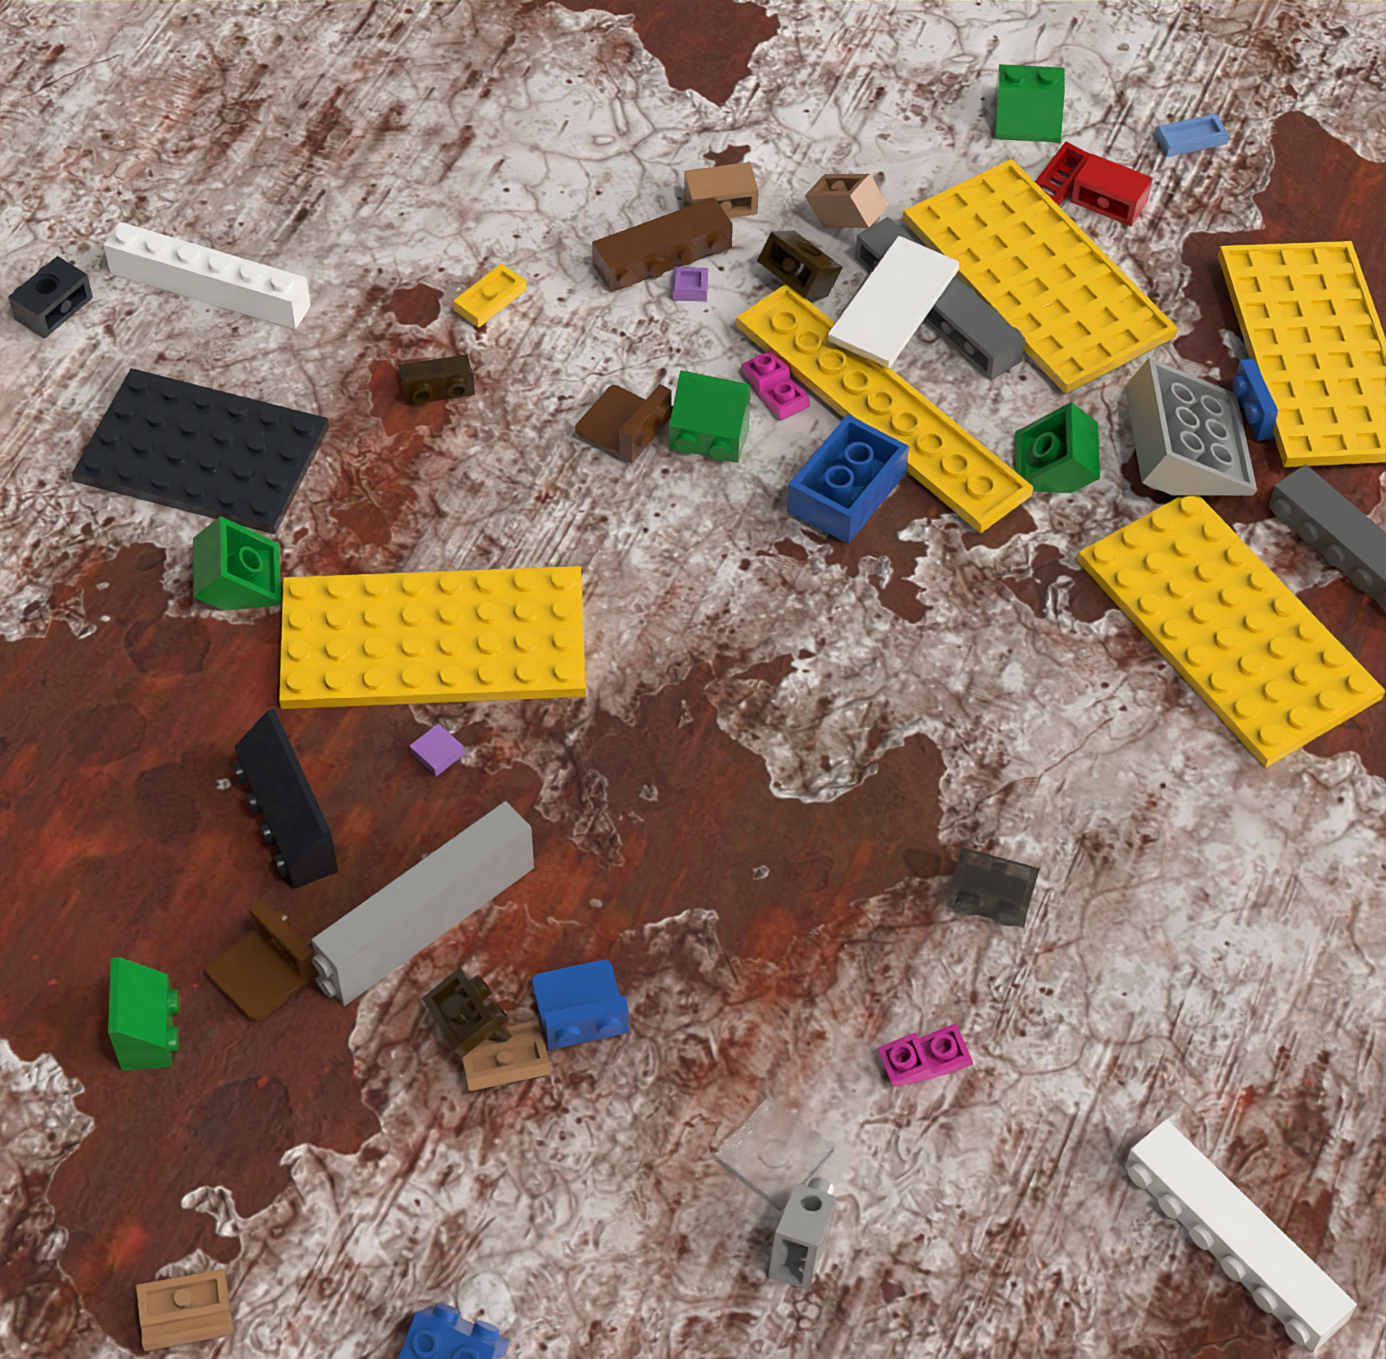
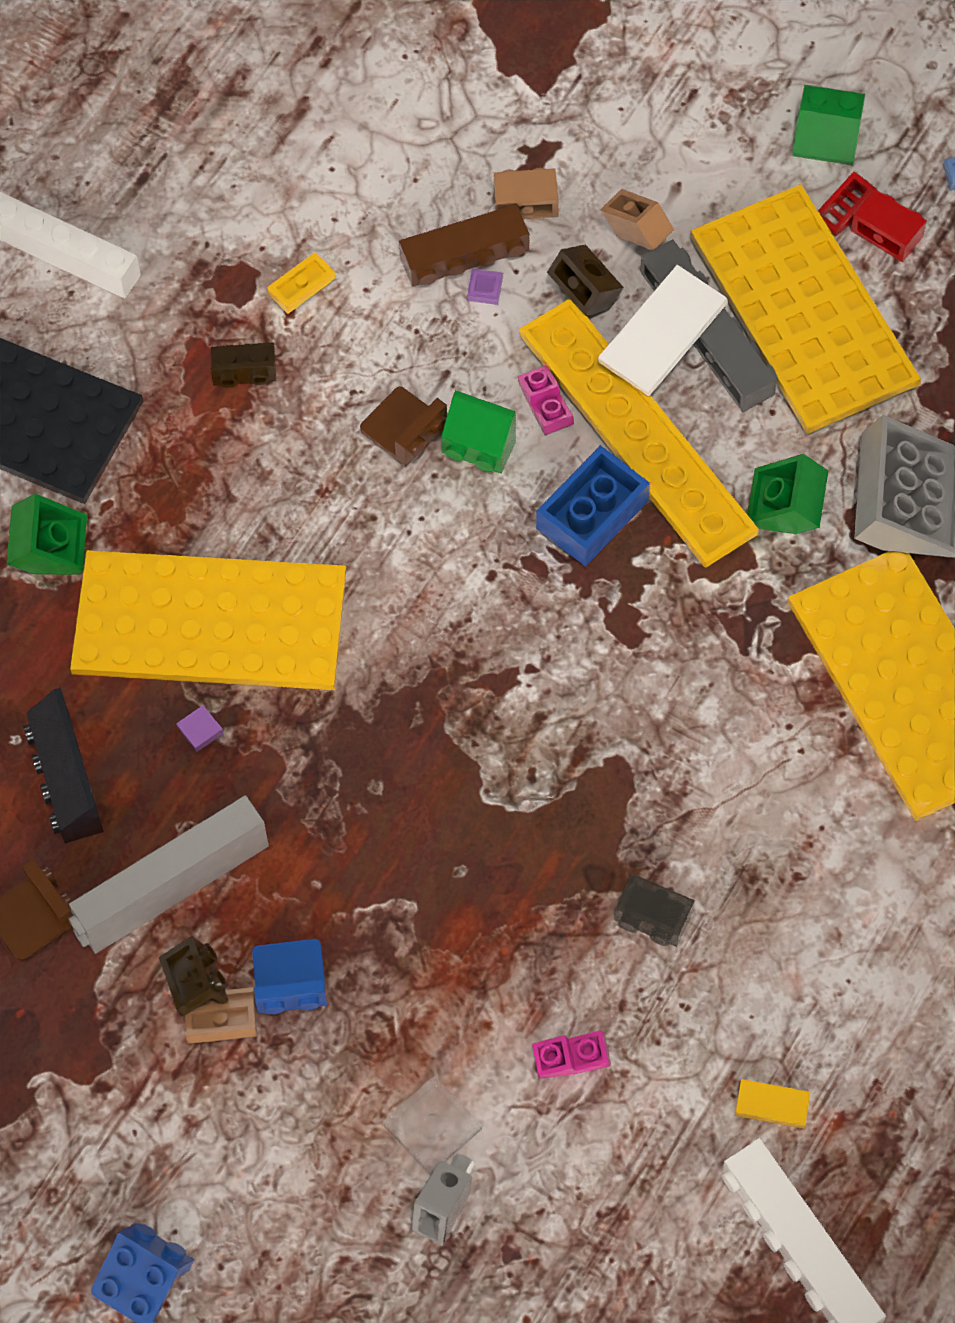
camera: 10 degrees right, 10 degrees up
(1169, 1084) = (772, 1103): none -> yellow tile

